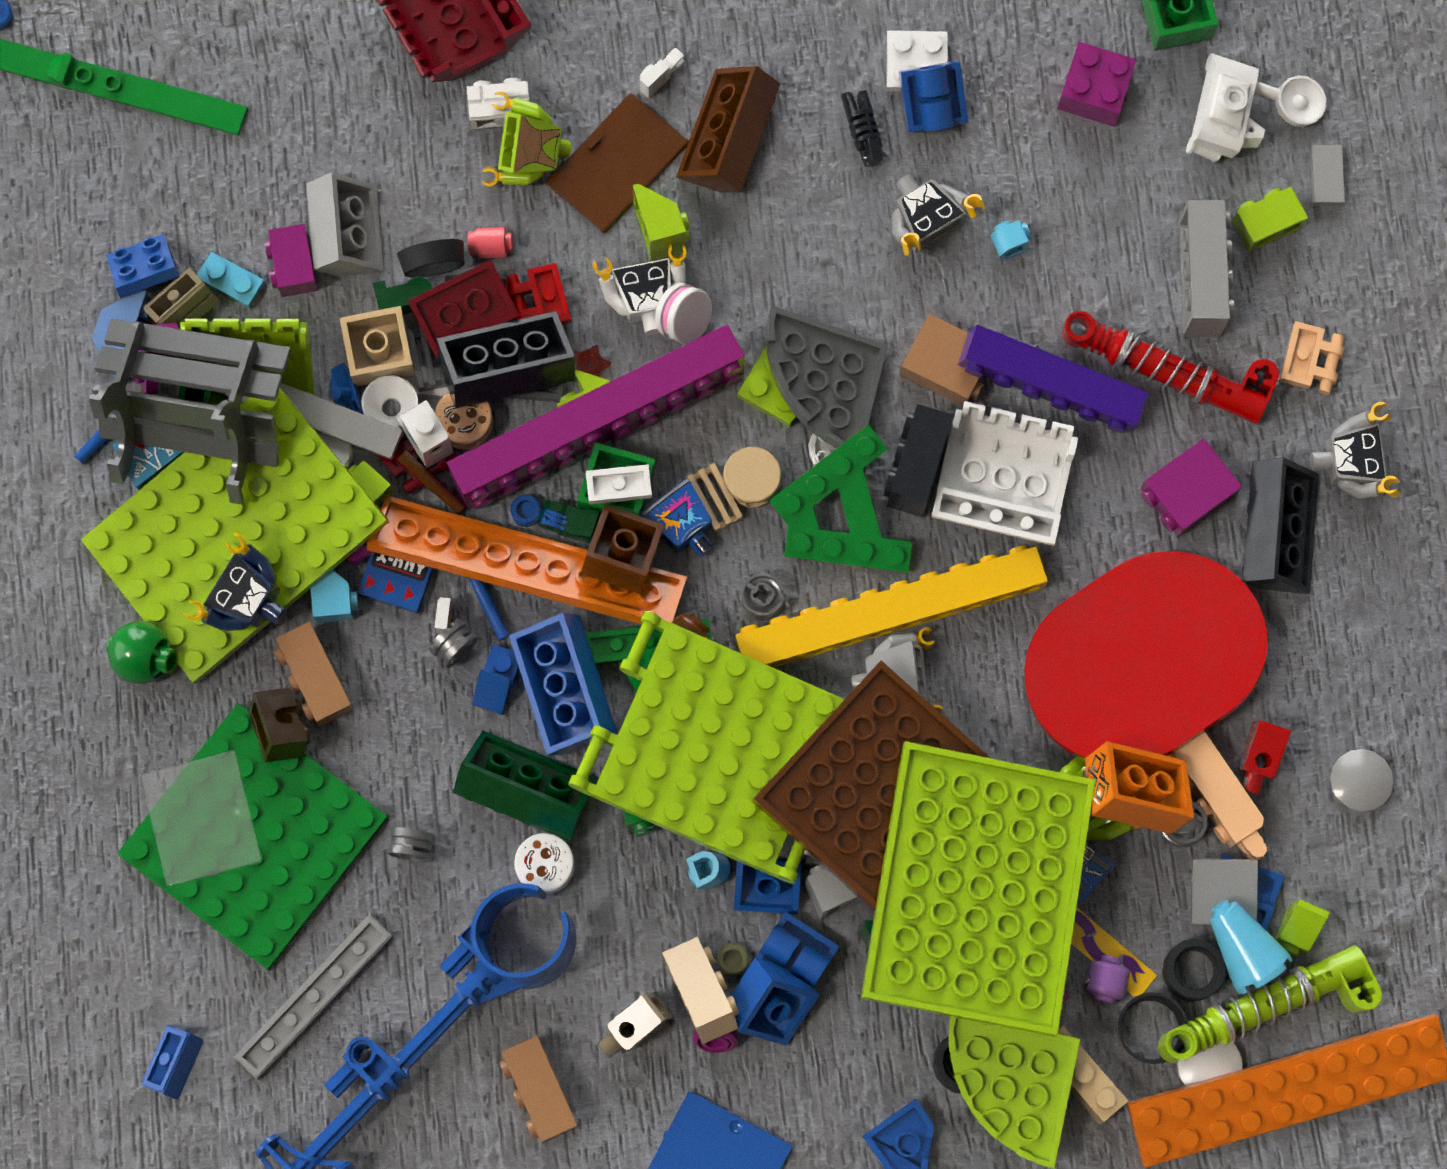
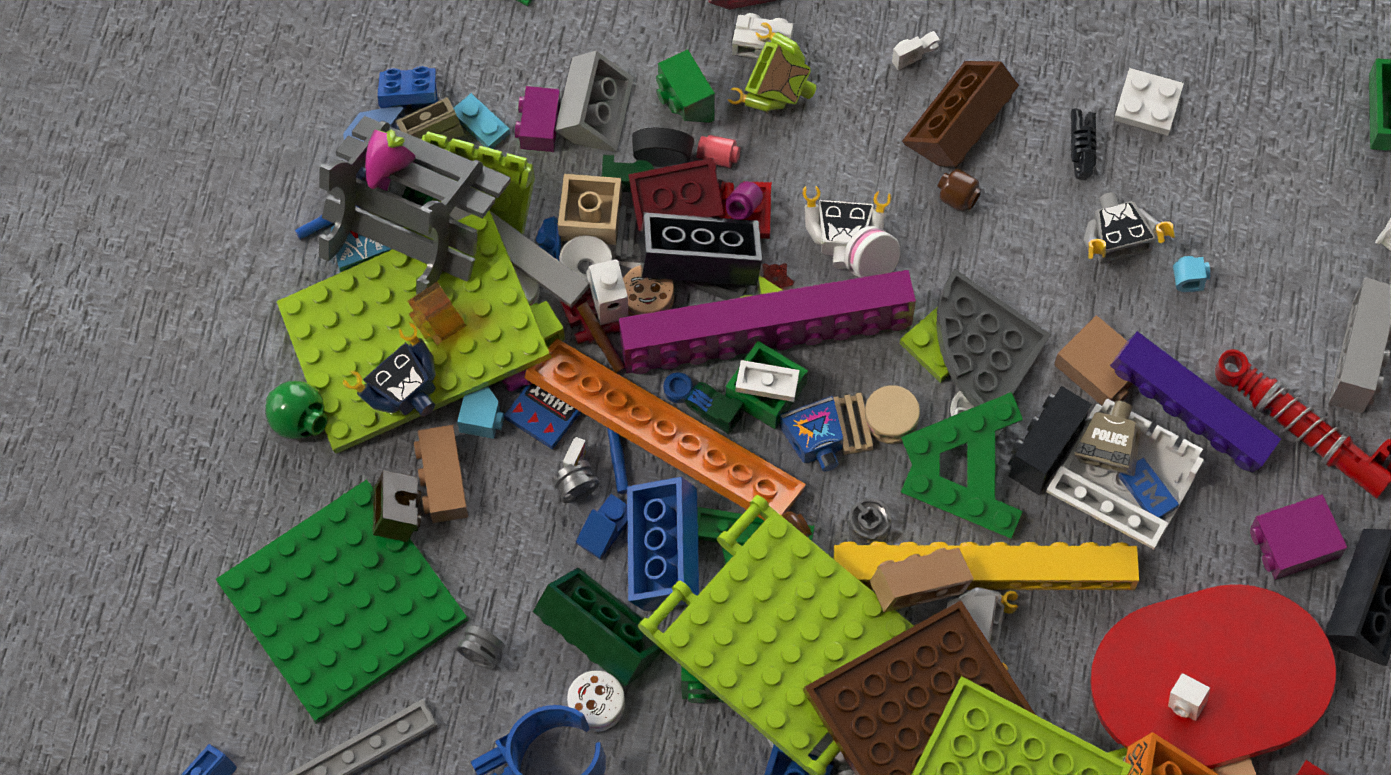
camera: 20 degrees right, 10 degrees down
(151, 363) = (385, 156): none -> dark pink hat
(201, 818) = (300, 568): clear piece -> none
(257, 514) = (435, 314): none -> clear orange brick
(436, 187) = (685, 88): none -> green slope
(535, 294) = (744, 200): none -> magenta brick
(622, 549) = (753, 439): reddish brown brick -> none
(632, 152) = (861, 116): reddish brown container -> none
(660, 222) = (875, 171): lime slope -> none
(708, 869) = (745, 749): medium azure plate -> none
(751, 215) = (959, 190): none -> reddish brown head
(834, 648) = (921, 579): none -> medium nougat brick
(933, 97) = (1154, 132): blue plate -> none
(982, 445) = (1111, 441): none -> dark tan torso
(1030, 483) = (1149, 490): none -> blue tile
(1096, 84) = (1308, 161): magenta brick -> none
(1129, 690) = (1188, 697): none -> white plate

